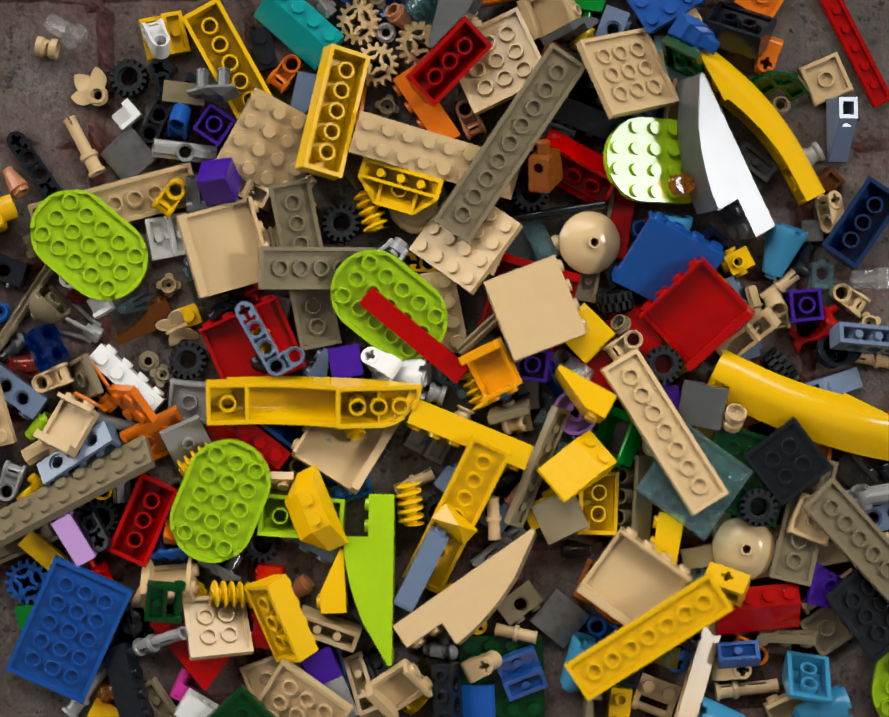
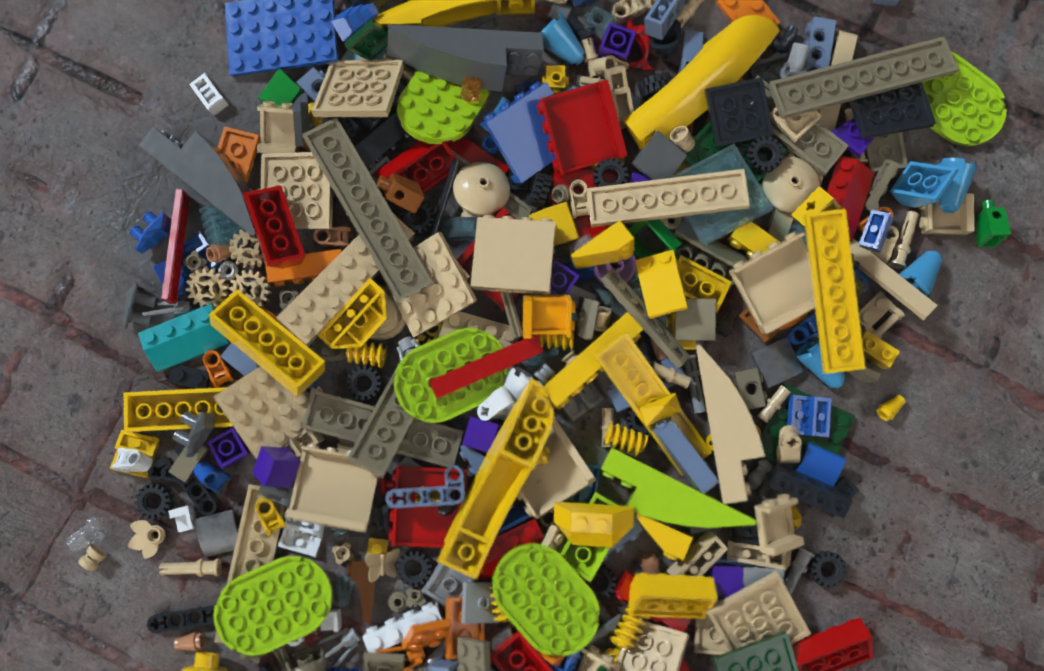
camera: 65 degrees left, 5 degrees down
(170, 150) = (230, 495): light grey piece -> none

